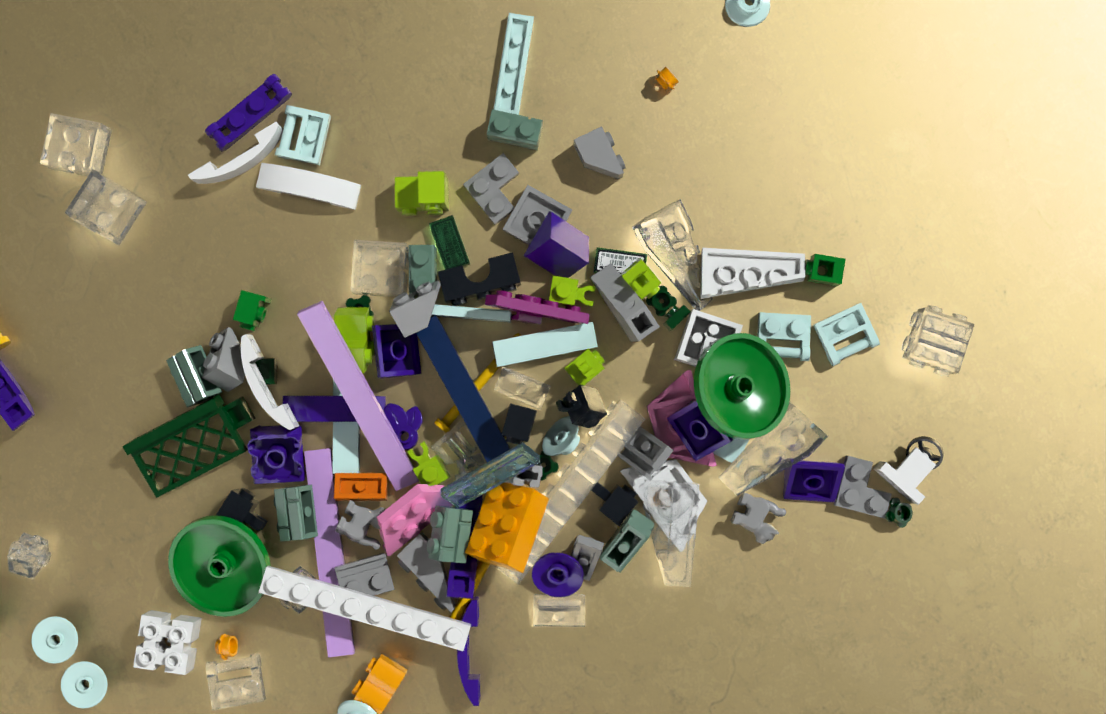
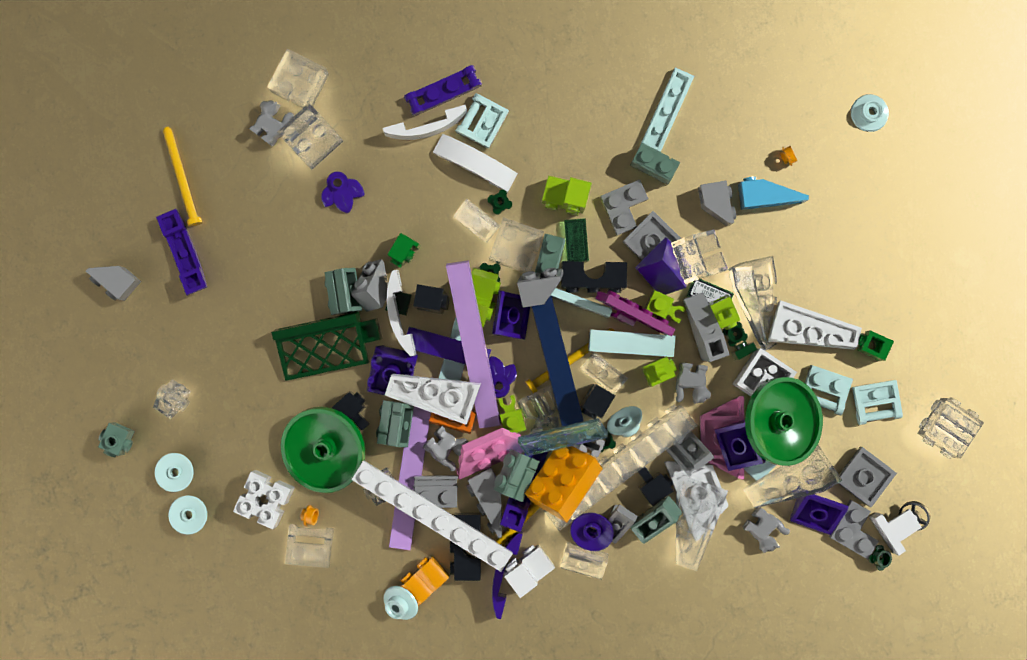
camera: 10 degrees right, 0 degrees up
(55, 206) = (267, 123): none -> light grey animal
(165, 264) = (342, 194): none -> dark purple plate
(295, 357) = (431, 299): none -> black arch
(327, 252) = (476, 221): none -> clear slope
(340, 467) = (440, 396): none -> white wing
(356, 223) = (498, 208): none -> dark green plate
(420, 654) = (466, 566): none -> black arch
(493, 644) = (528, 570): none -> white brick
(582, 223) = (690, 259): none -> clear piece
(583, 406) = (650, 402): black brick -> none
(627, 367) = (695, 380): none -> light grey animal
(651, 130) = (763, 193): none -> medium azure slope
(856, 423) = (866, 476): none -> light grey plate

